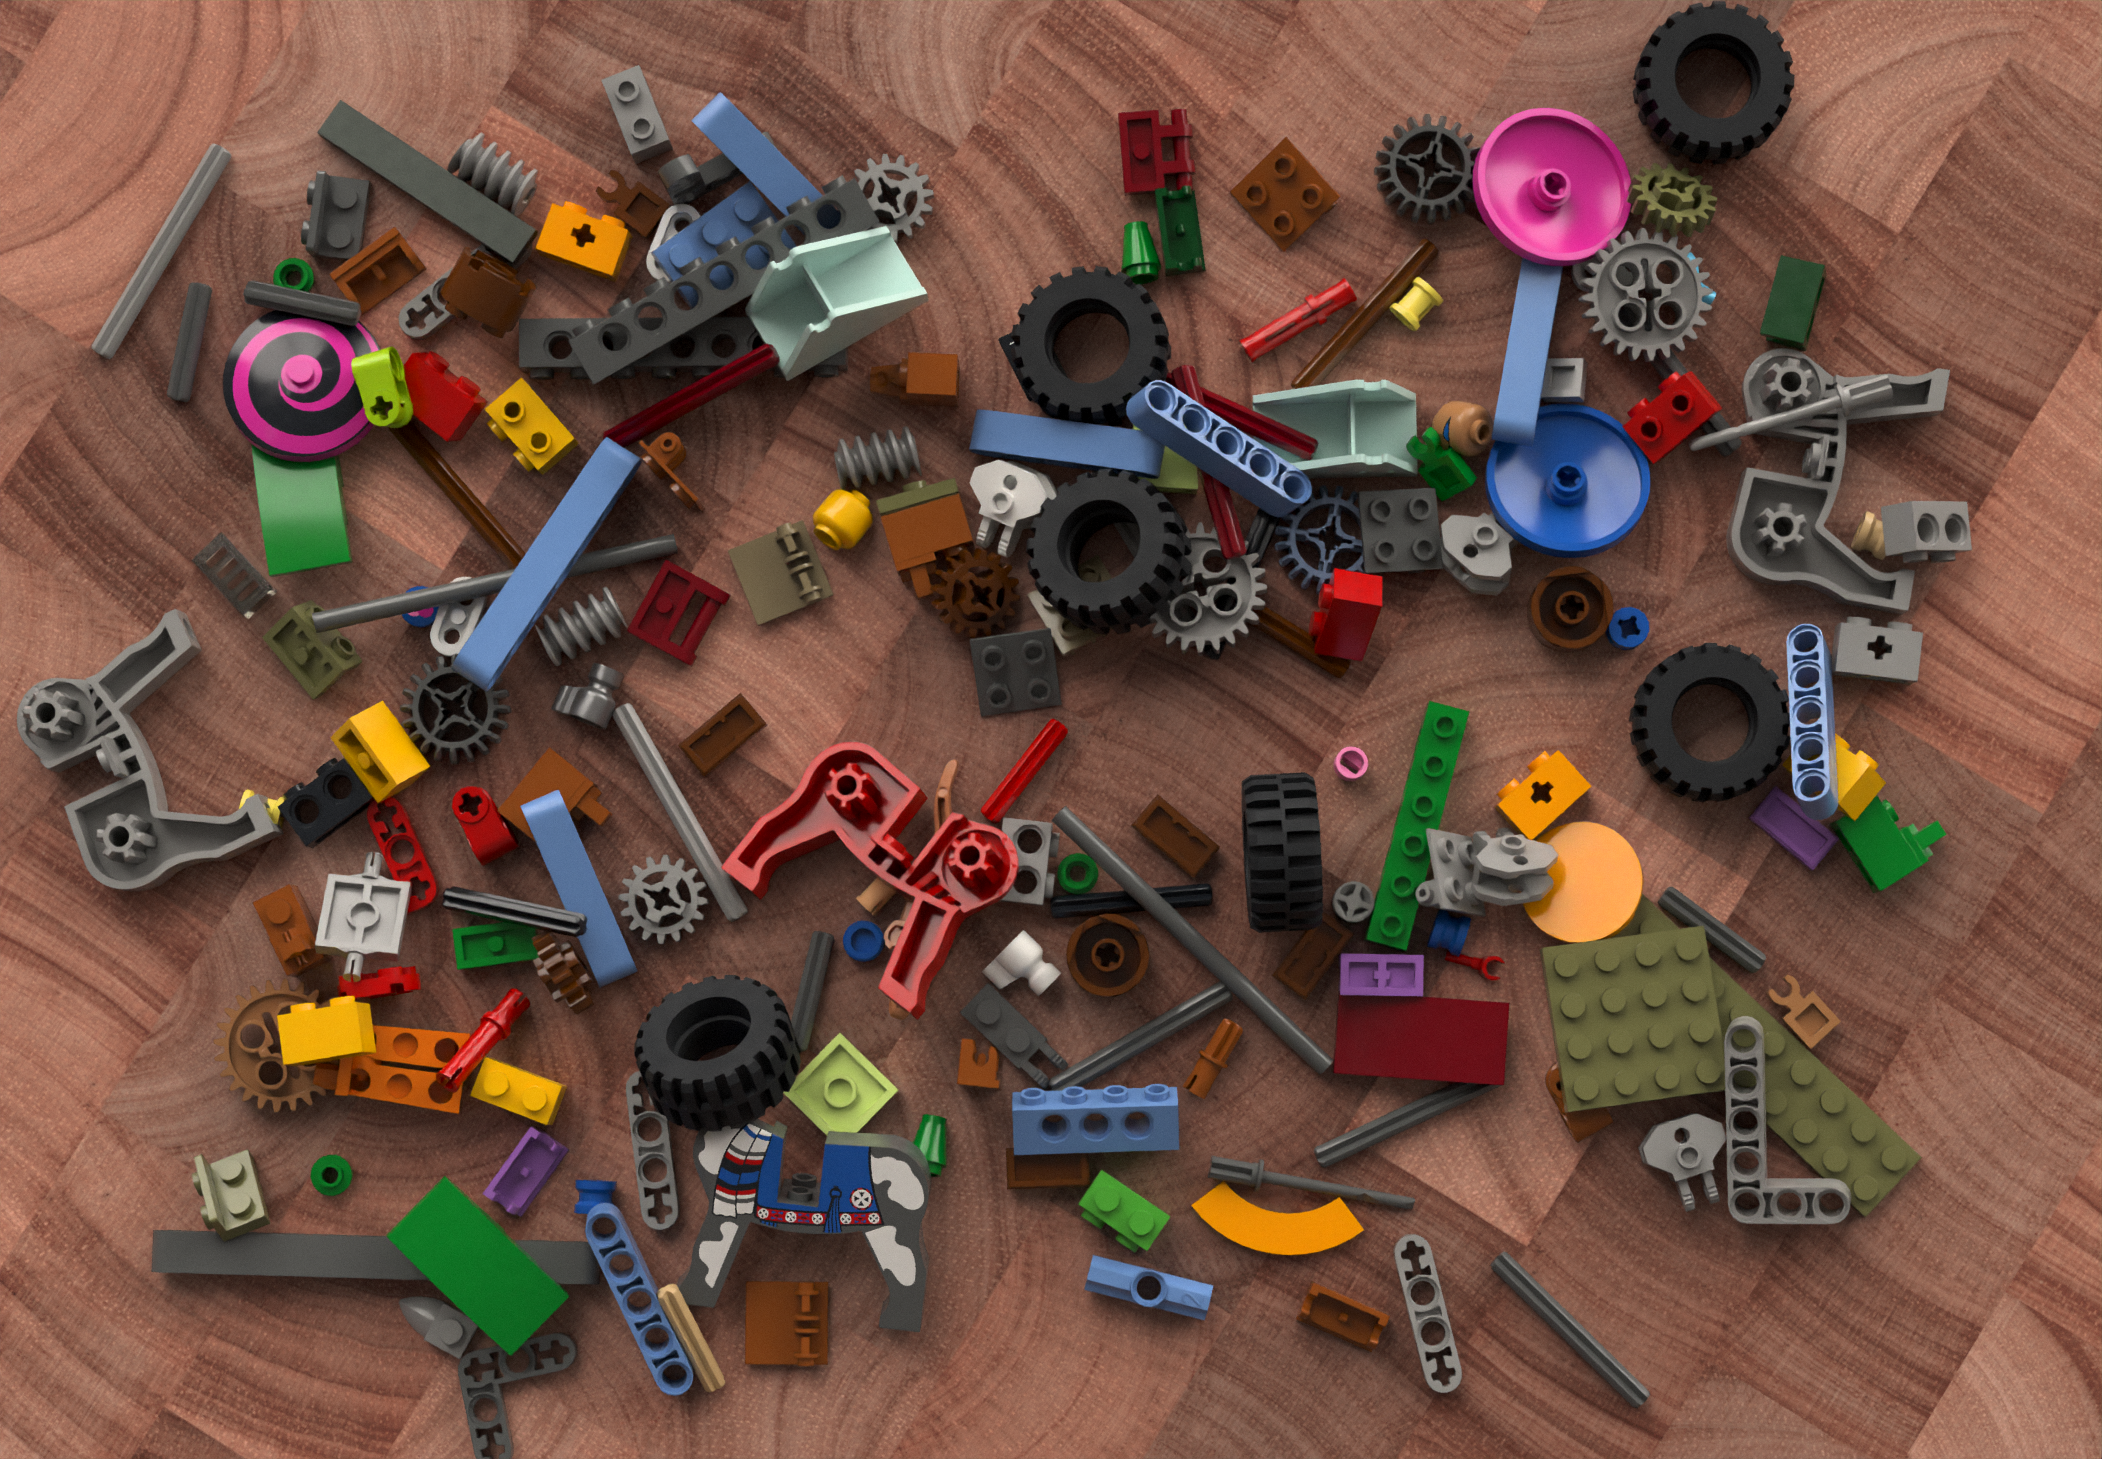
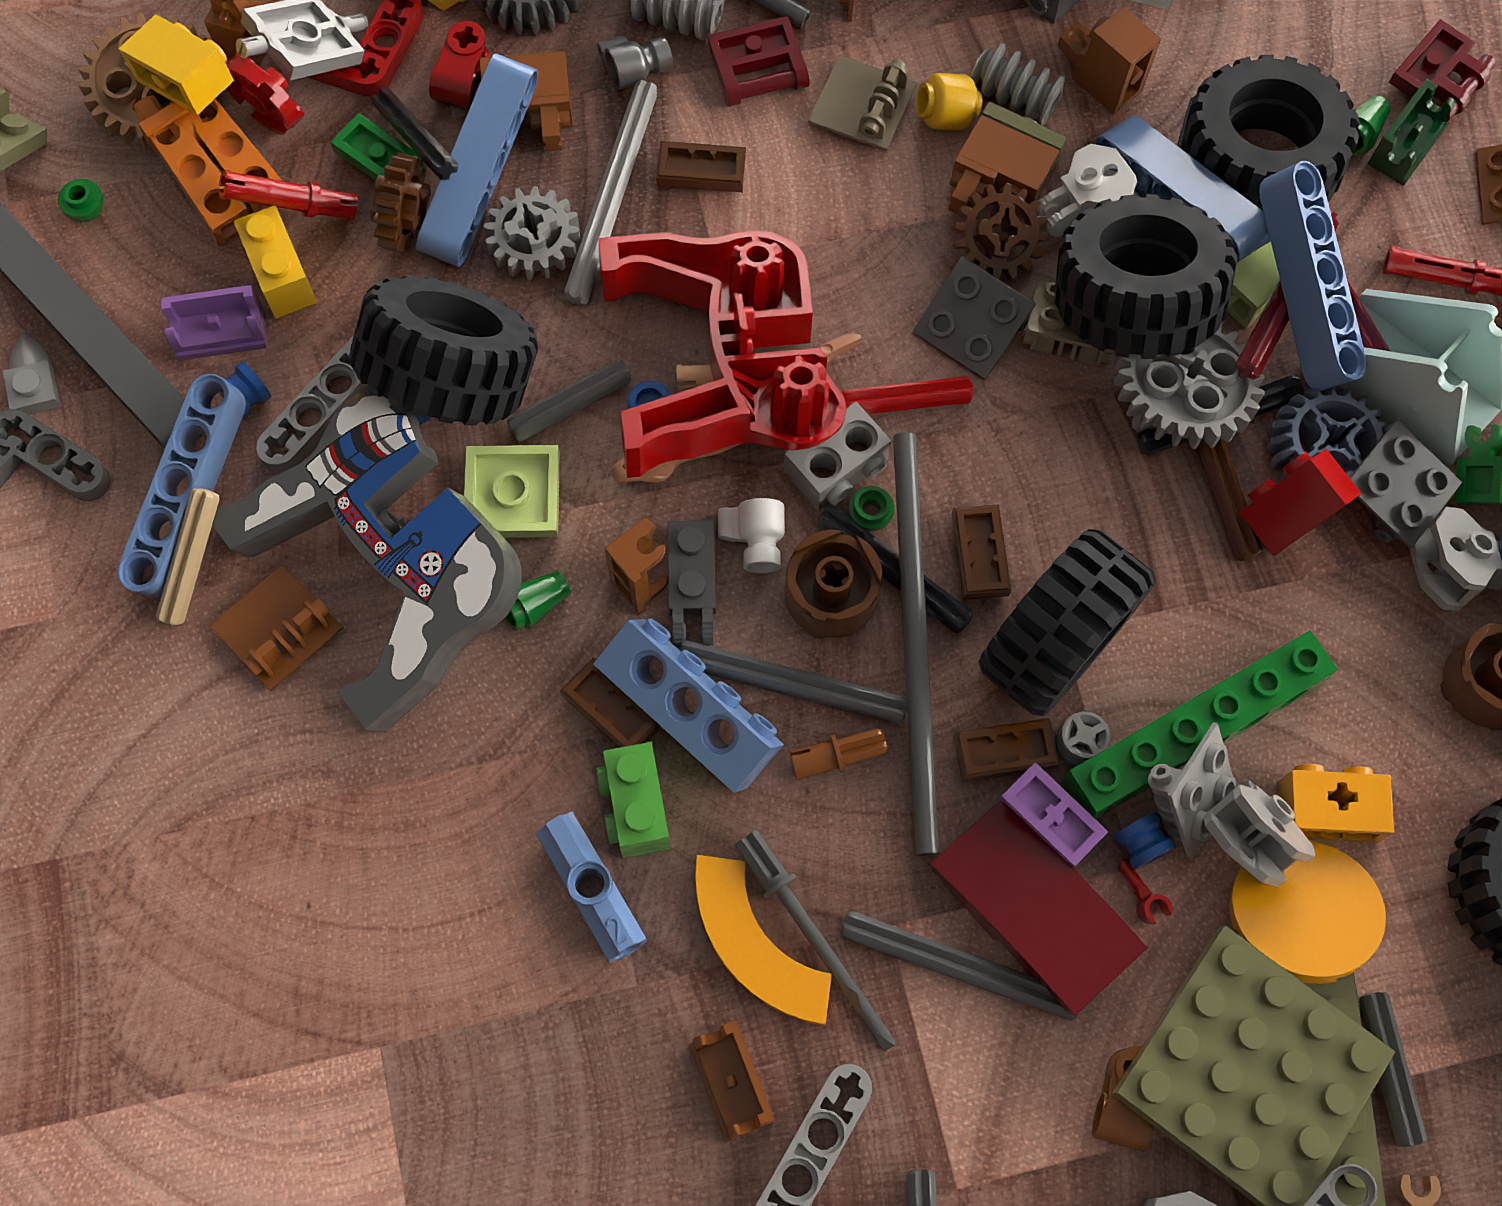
camera: 35 degrees right, 15 degrees down
(477, 1265) = (92, 339): green slope -> none
(1355, 759) = (1191, 628): bright pink hinge -> none

